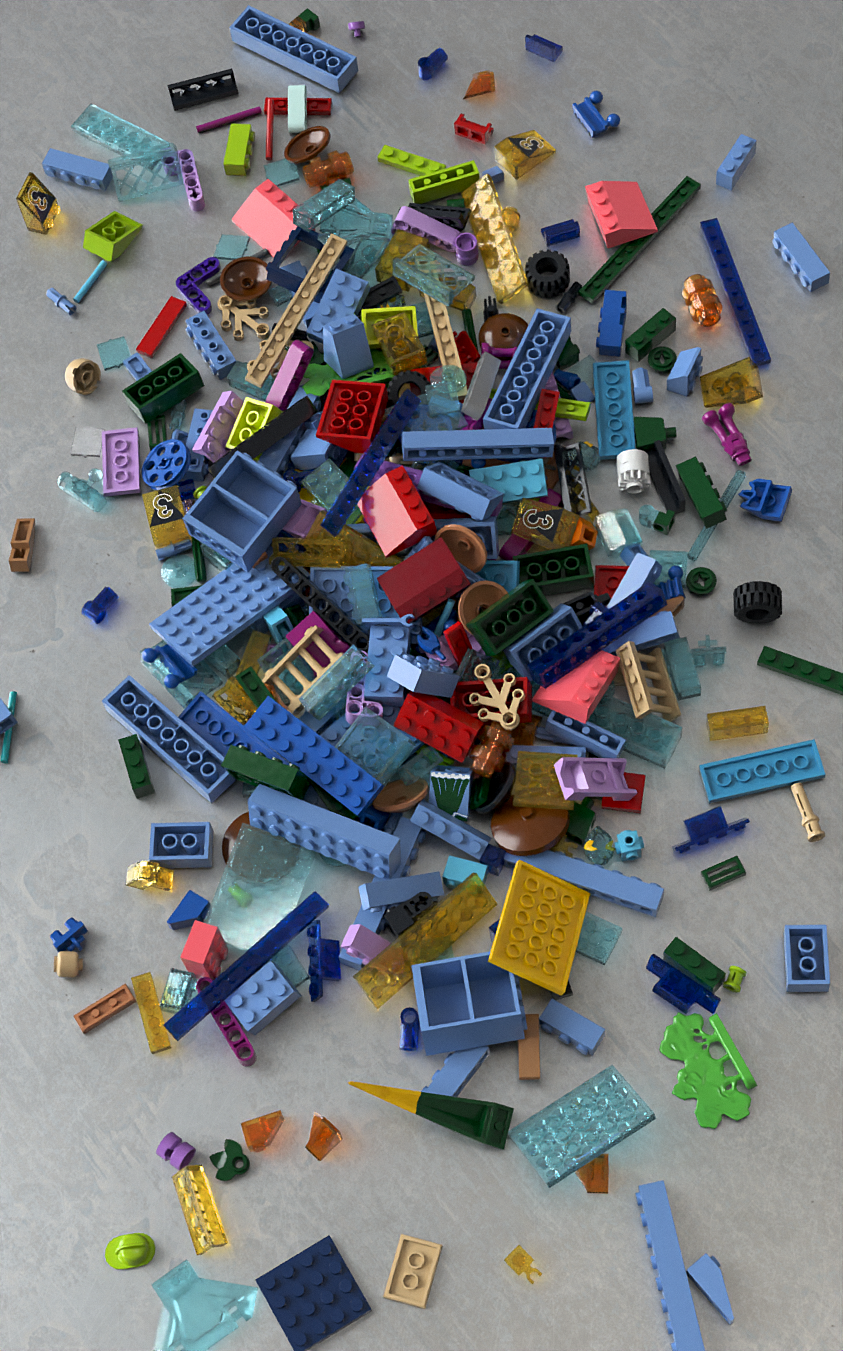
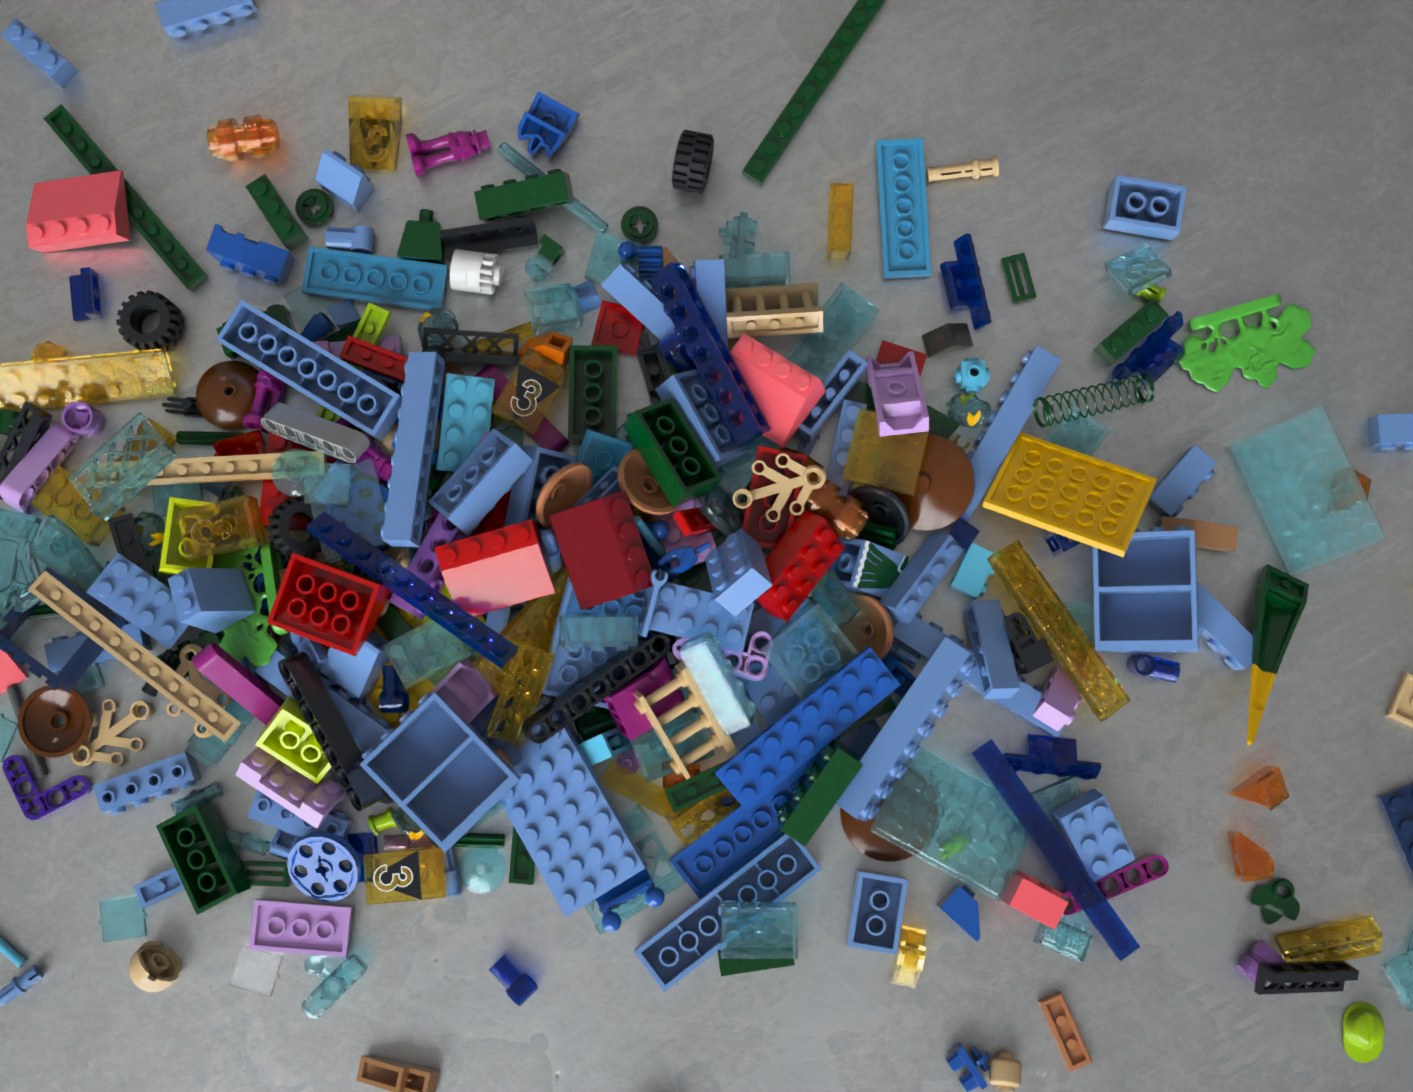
camera: 85 degrees left, 20 degrees up
(151, 1012) = (1079, 975): clear yellow plate -> none
(154, 750) = (758, 930): none -> clear light blue brick
(161, 327) = (97, 848): red tile -> none
(171, 1181) = (1301, 972): none -> black fence
(209, 384) = (197, 796): none -> clear light blue pin
(568, 298) = (192, 303): black axle -> none
(598, 898) = (1046, 405): none -> dark green piece
(658, 826) = (947, 339): none -> clear smoke slope
(735, 292) = (235, 98): clear blue plate -> none
(750, 962) = (1138, 269): none -> clear light blue plate

